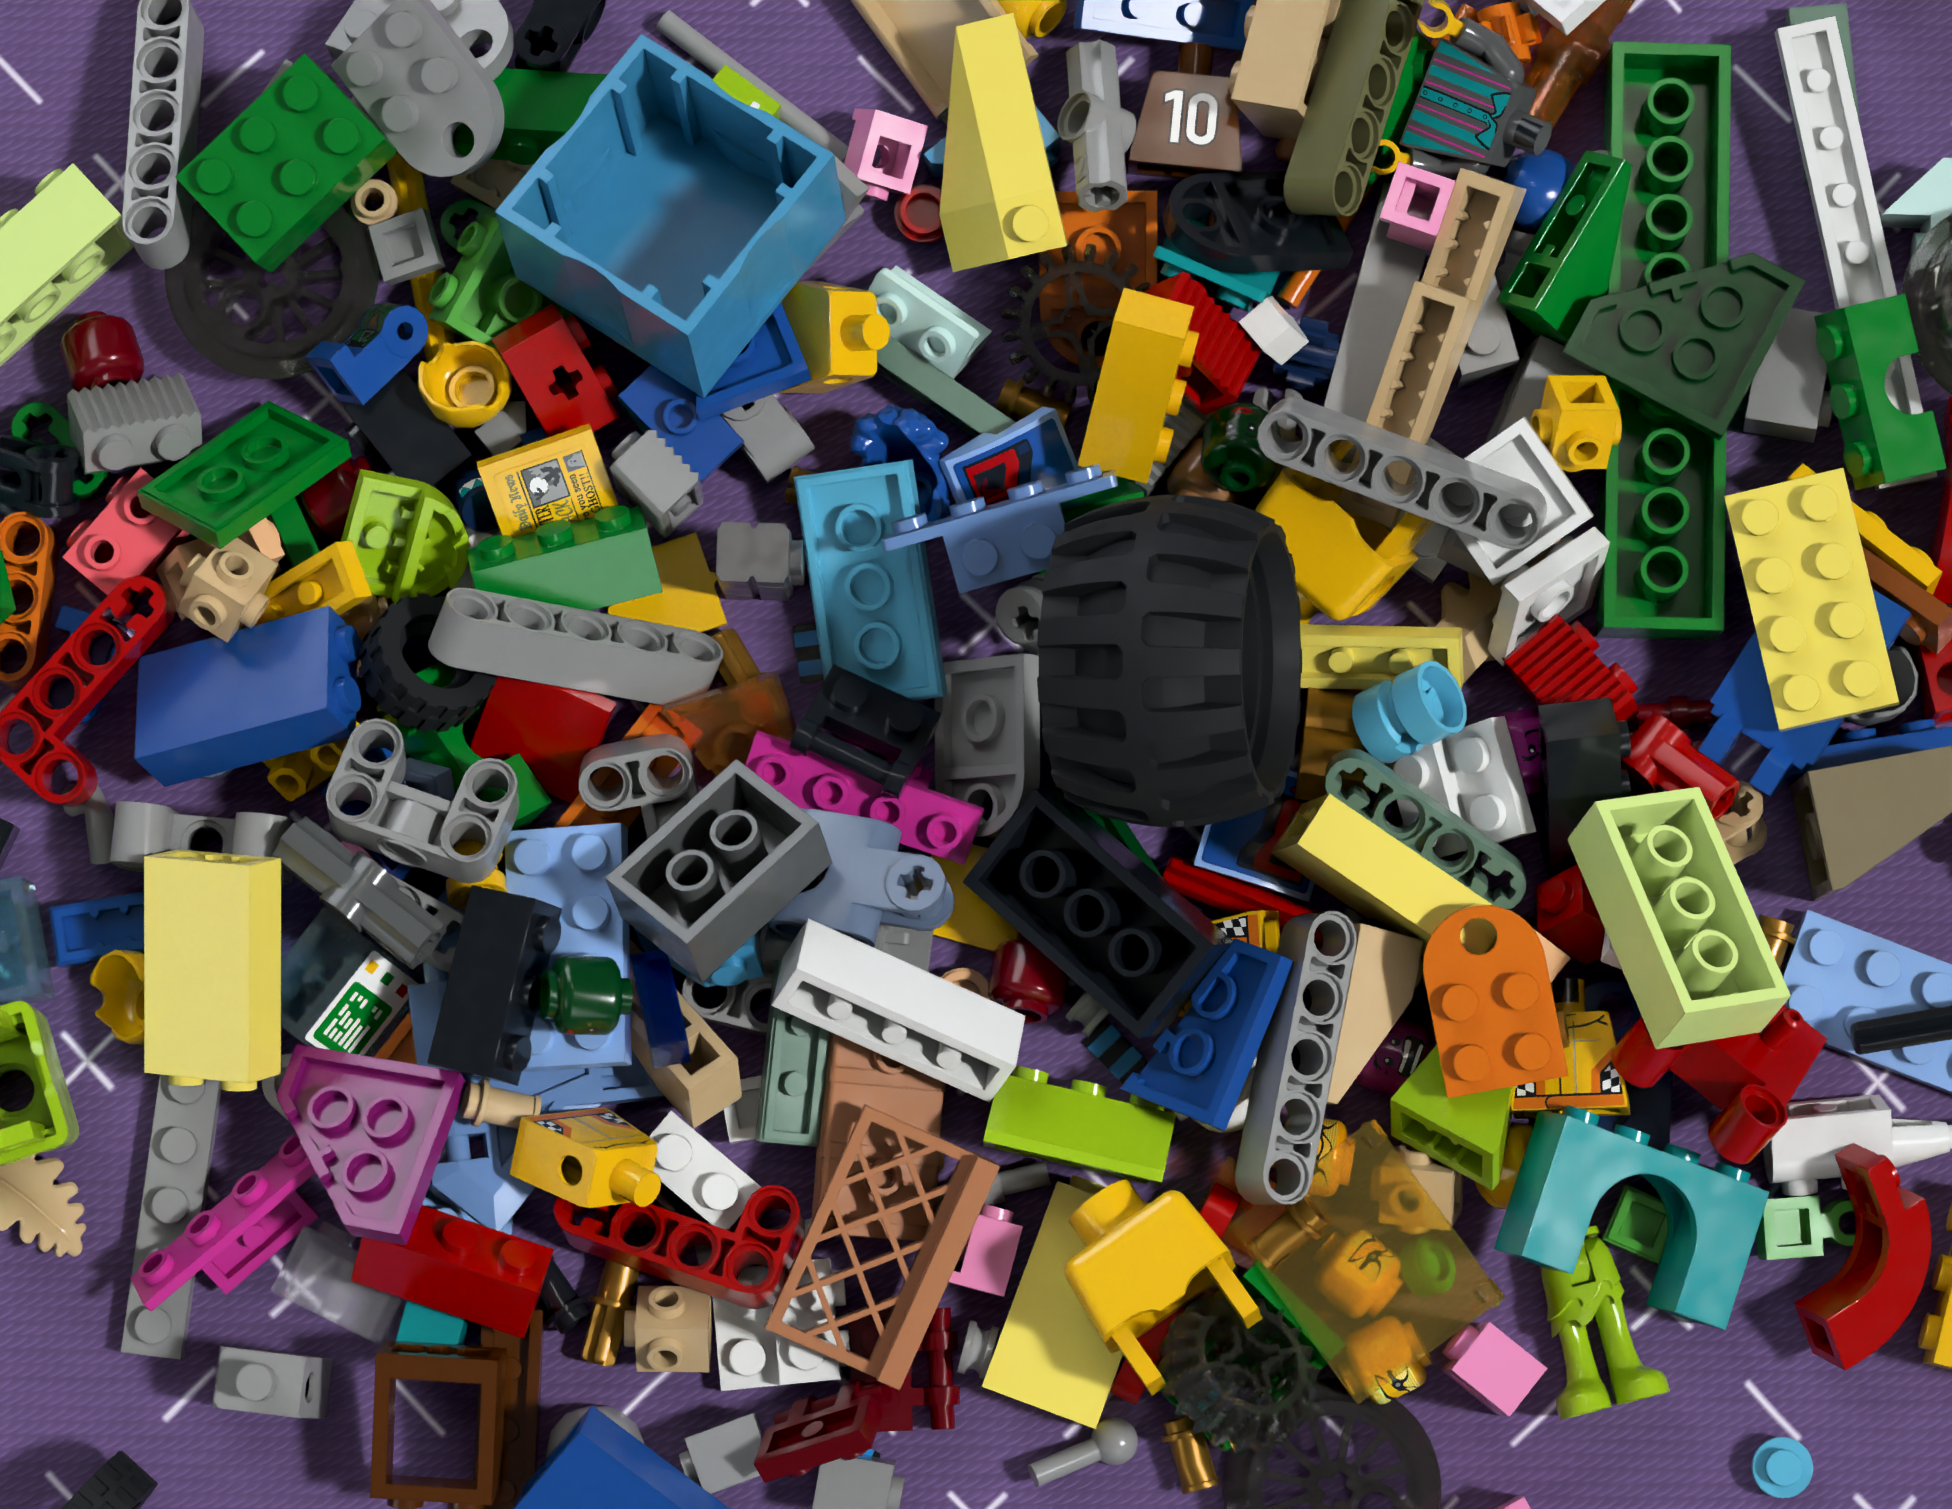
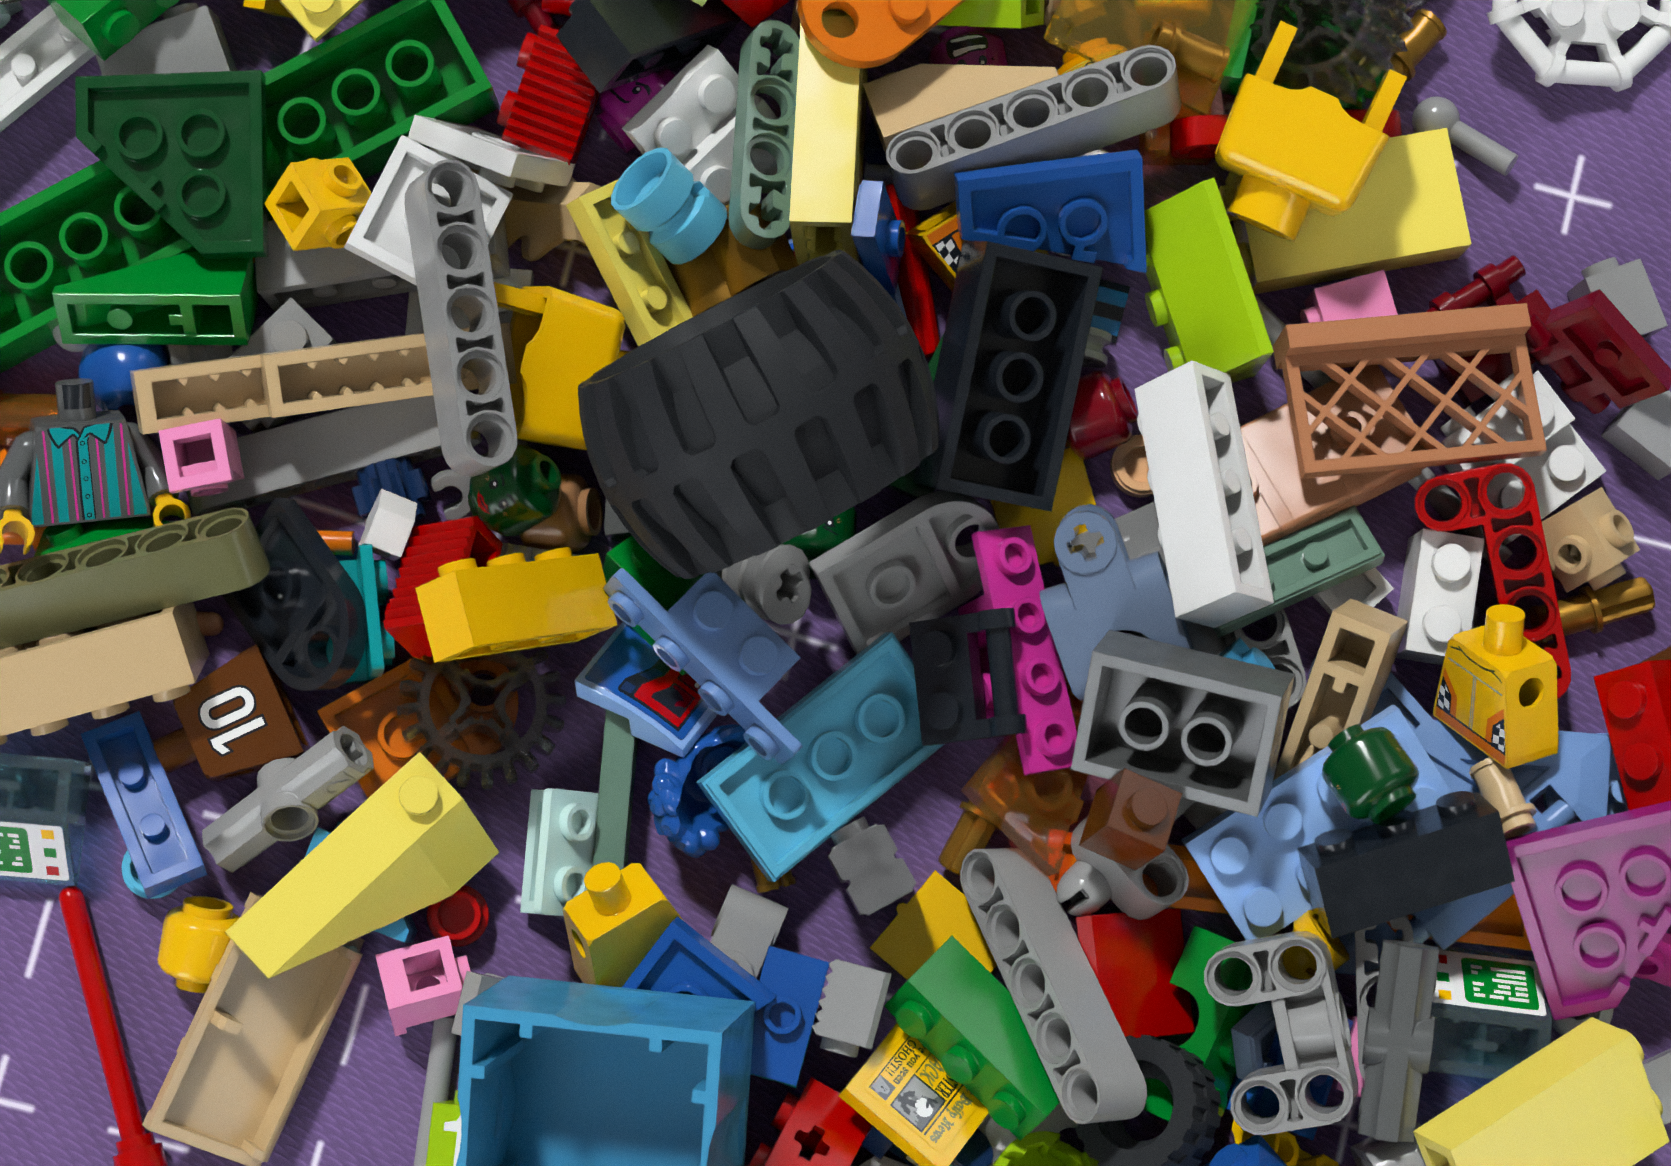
camera: 125 degrees left, 0 degrees up
(561, 1301) = (1619, 650): black pin -> none
(635, 725) = (1084, 889): none -> light grey hinge
(660, 1008) = (1331, 706): clear blue piece -> none
(665, 779) = (1130, 819): none -> reddish brown brick
(808, 653) = (917, 782): sticker -> none
(978, 1349) = (1435, 273): light grey bush -> none
(1020, 401) = (581, 717): pearl gold pin -> none
(1280, 872) = (878, 234): none -> blue plate

